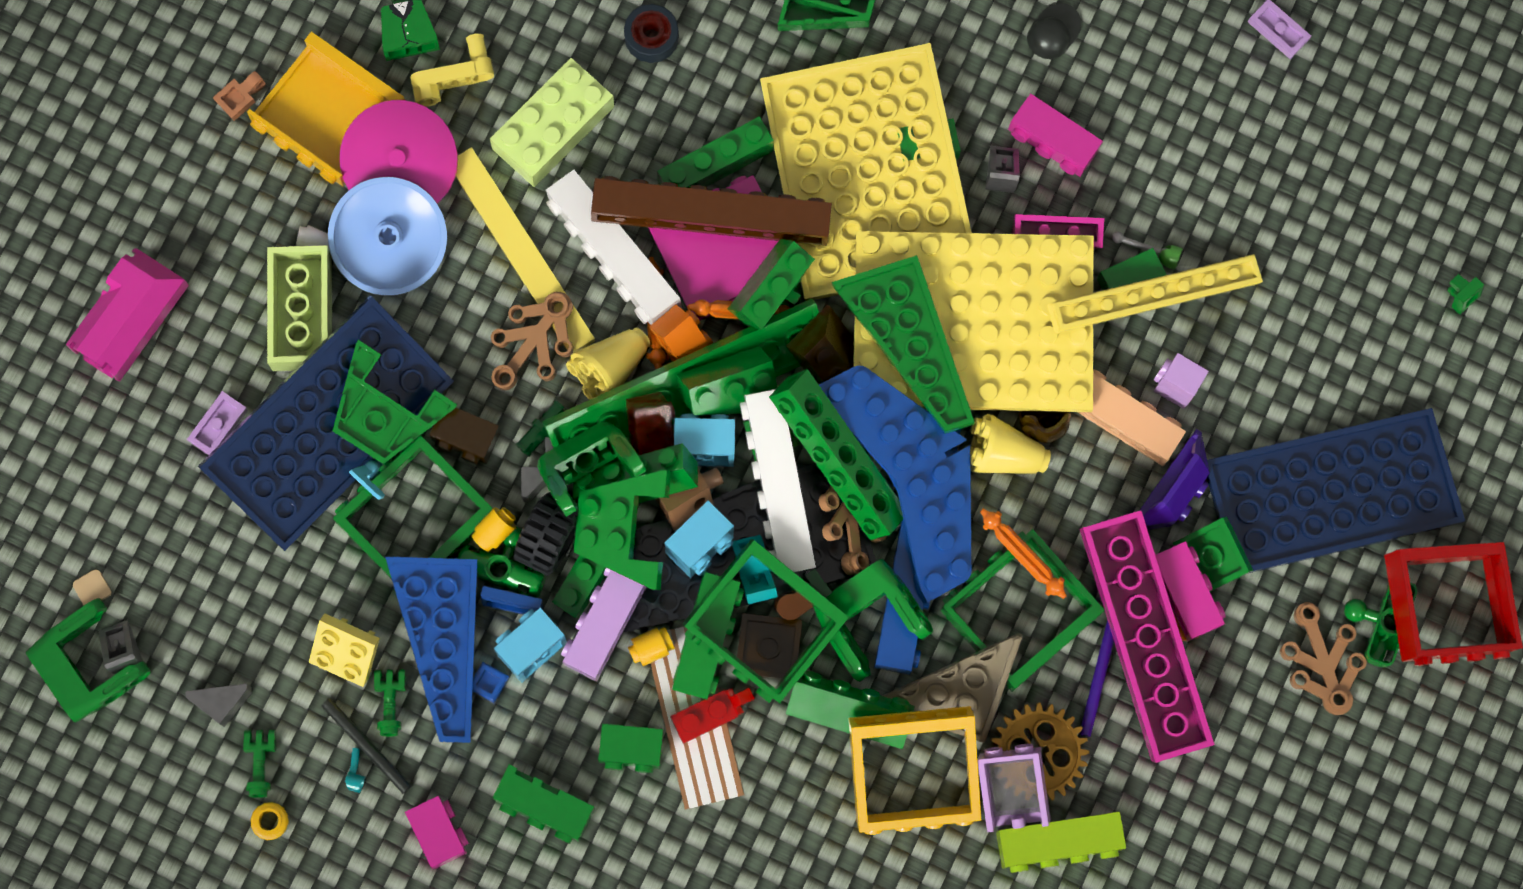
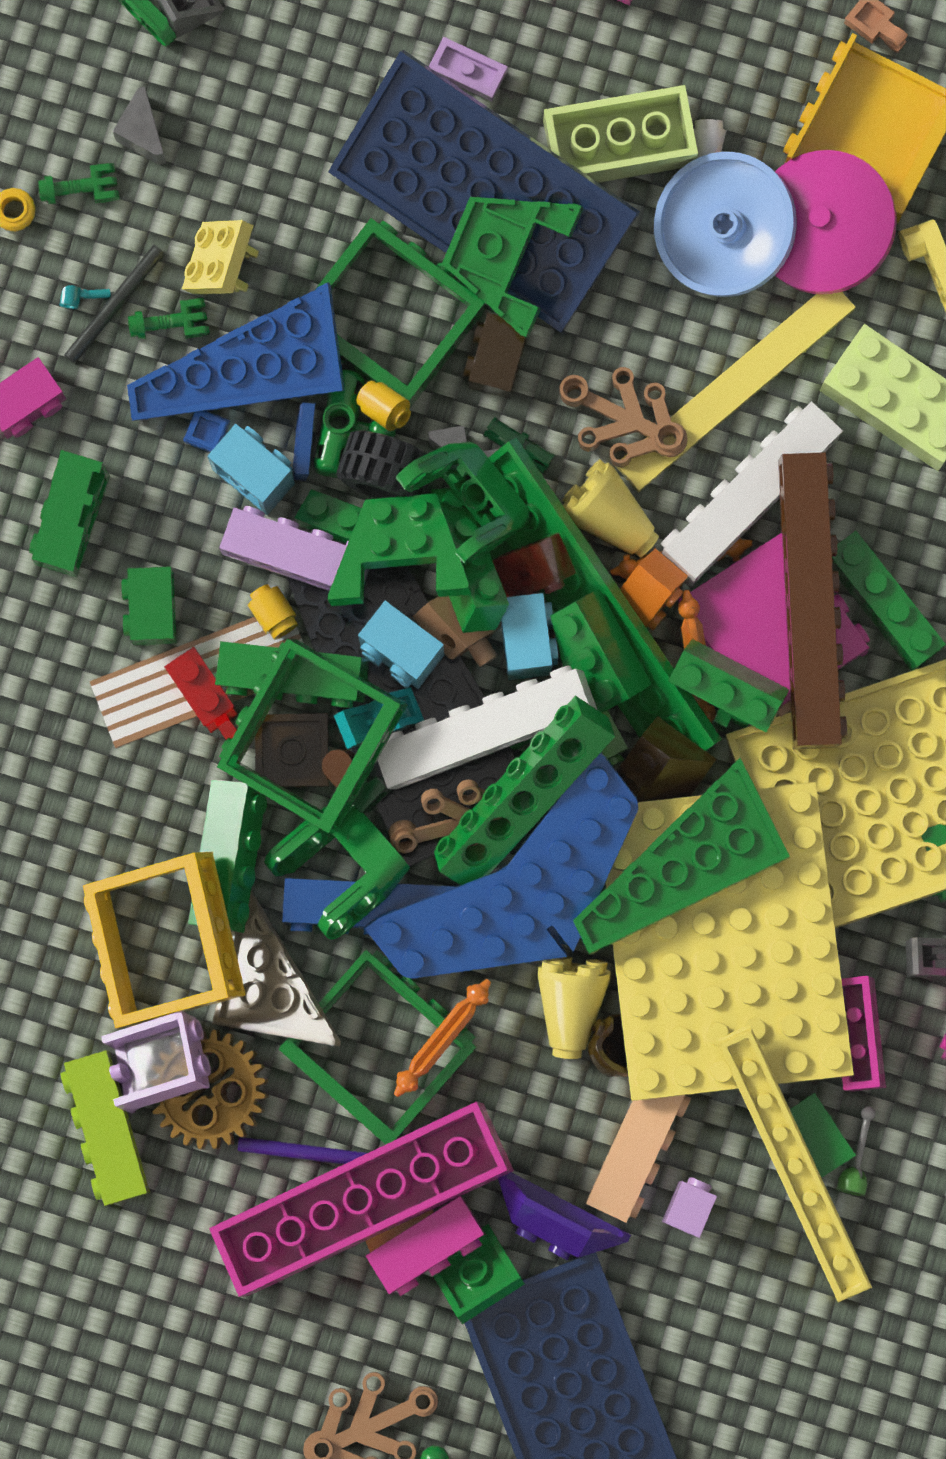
camera: 90 degrees right, 5 degrees up
(366, 473) = (433, 249): medium azure piece -> none

